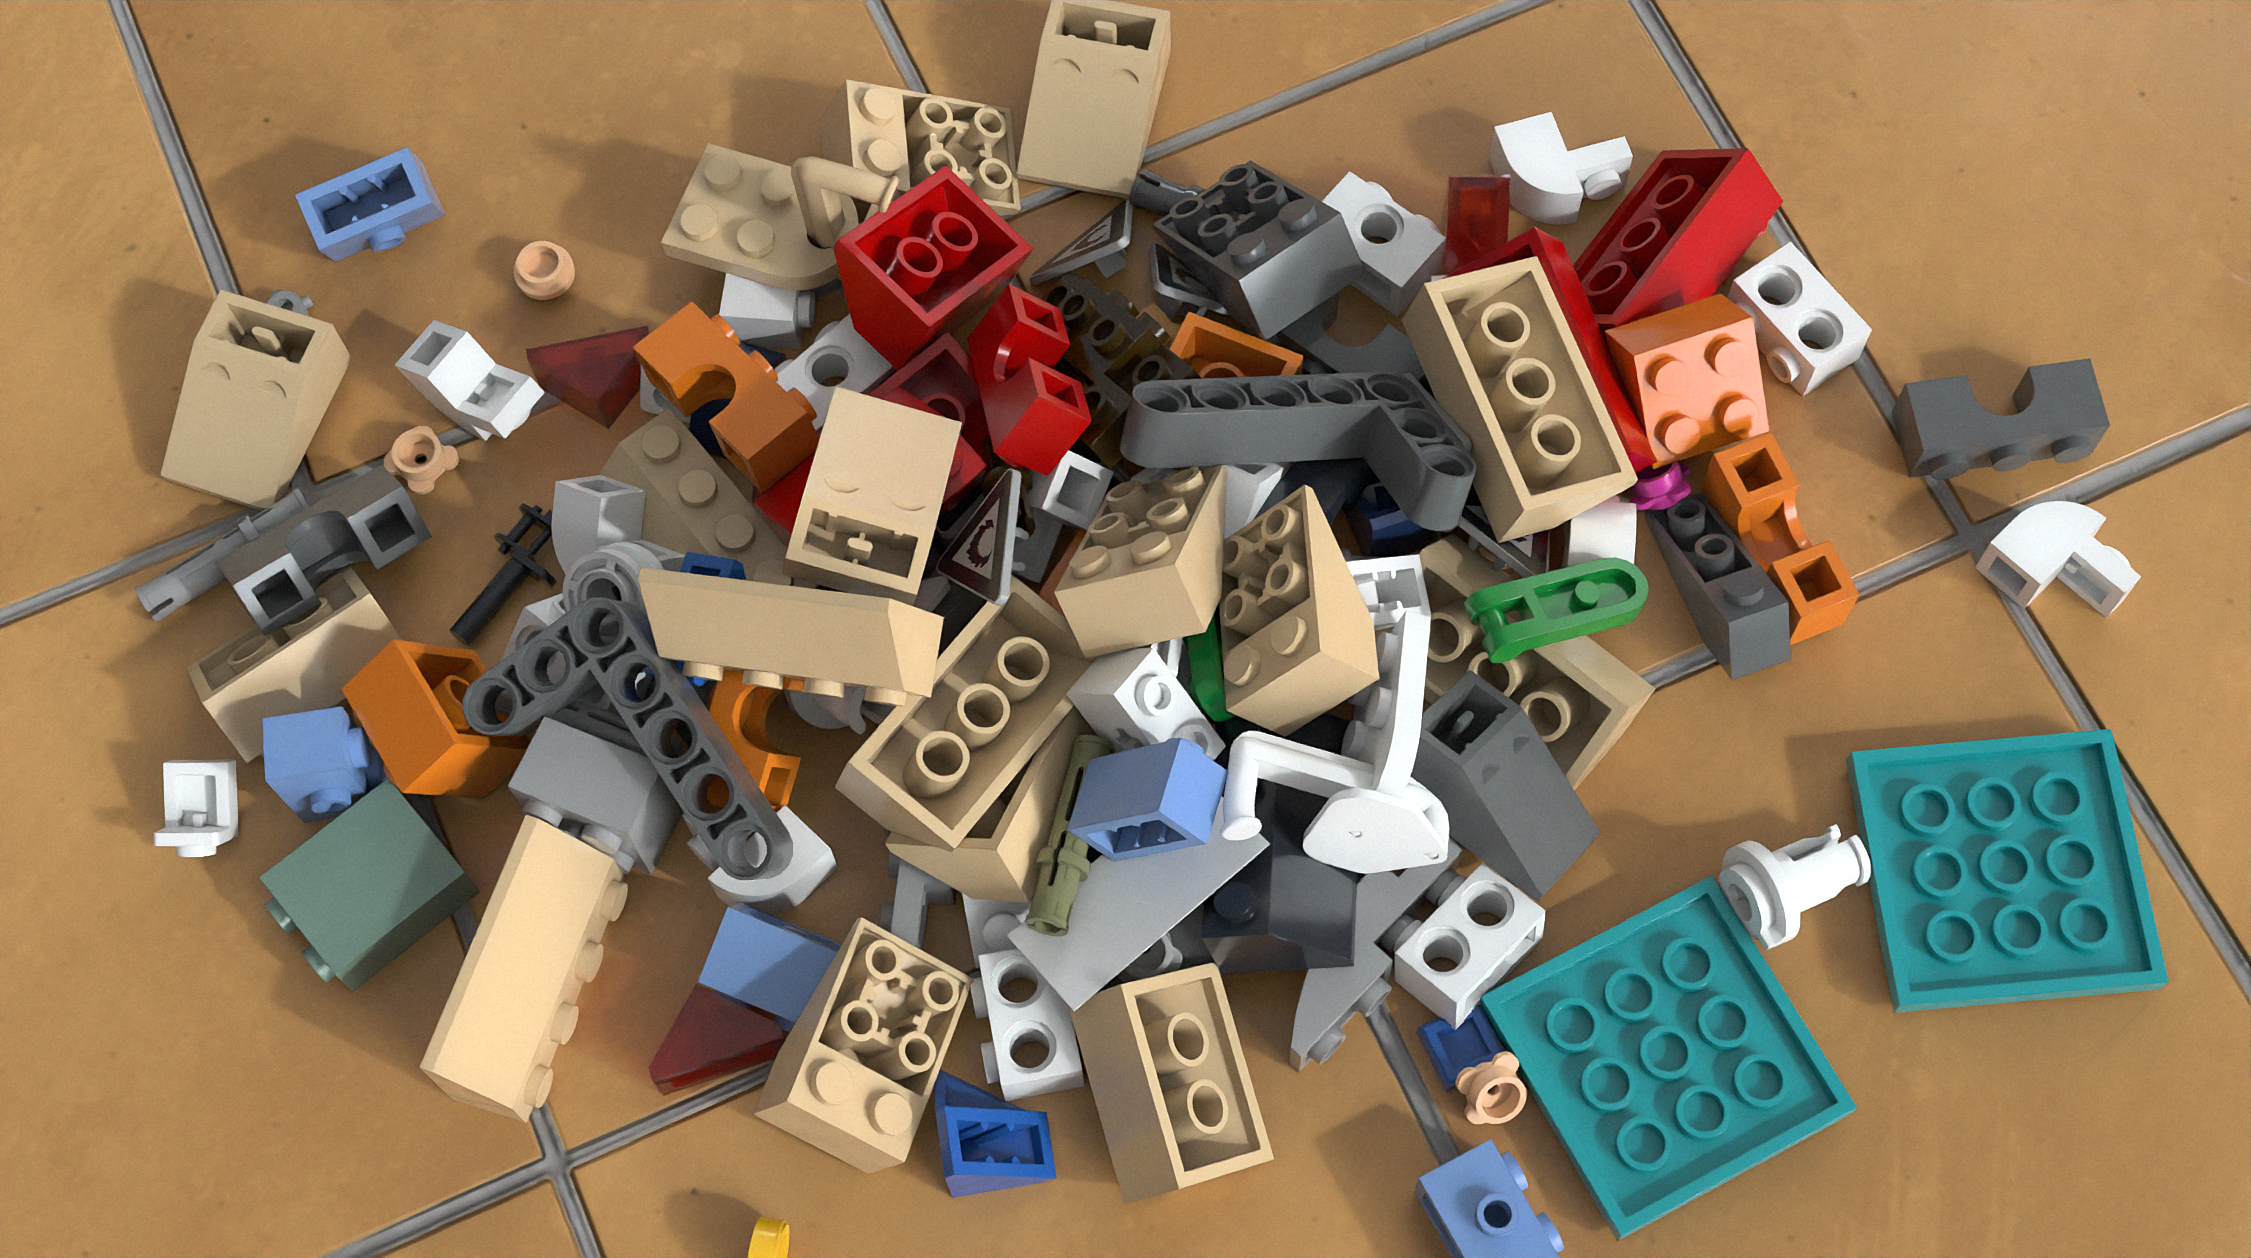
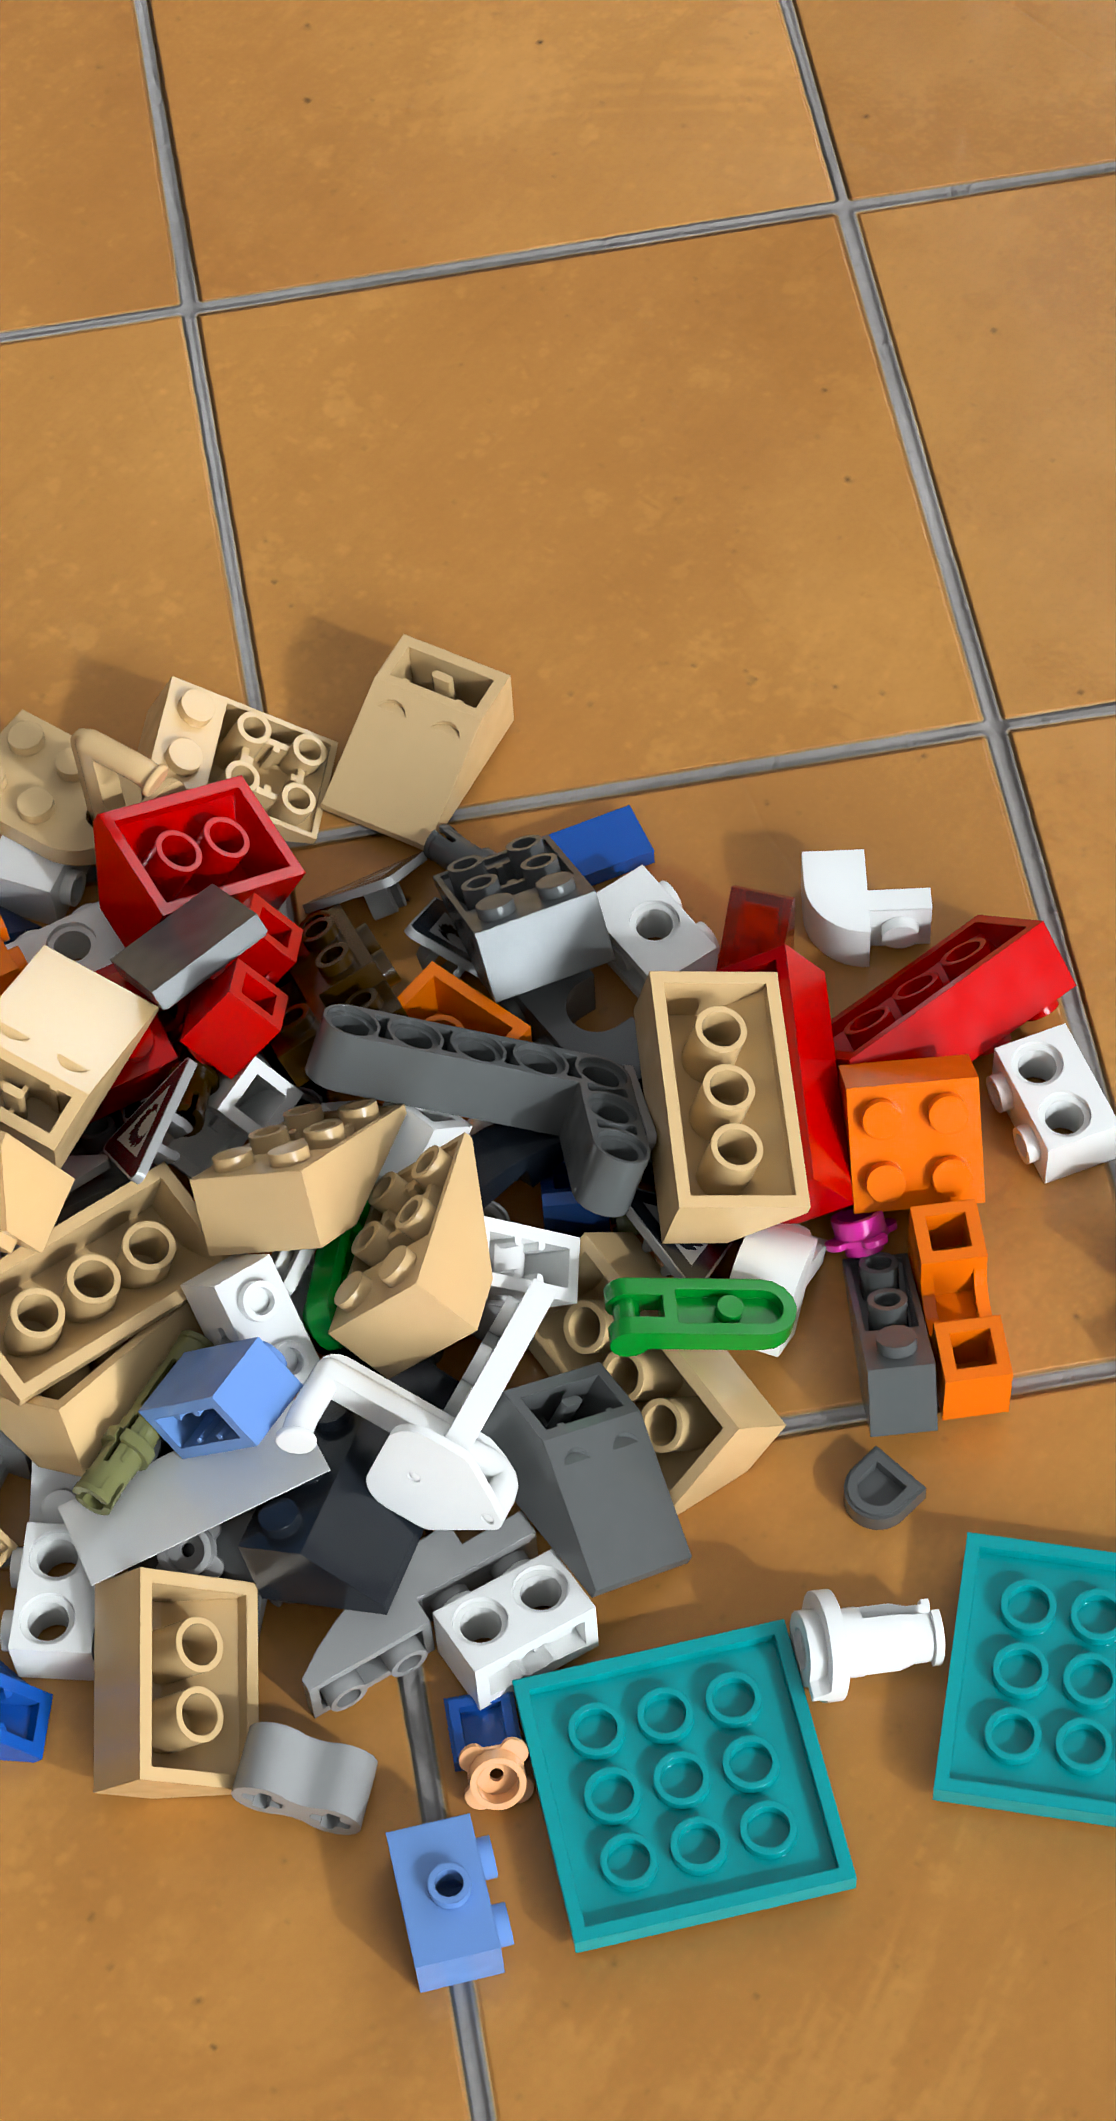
camera: 15 degrees right, 10 degrees down
(970, 354) = (189, 946): none -> dark grey tile
(1300, 154) = (606, 845): none -> blue tile
(1318, 1139) = (304, 1778): none -> light grey axle
(1751, 728) = (880, 1492): none -> dark grey tile

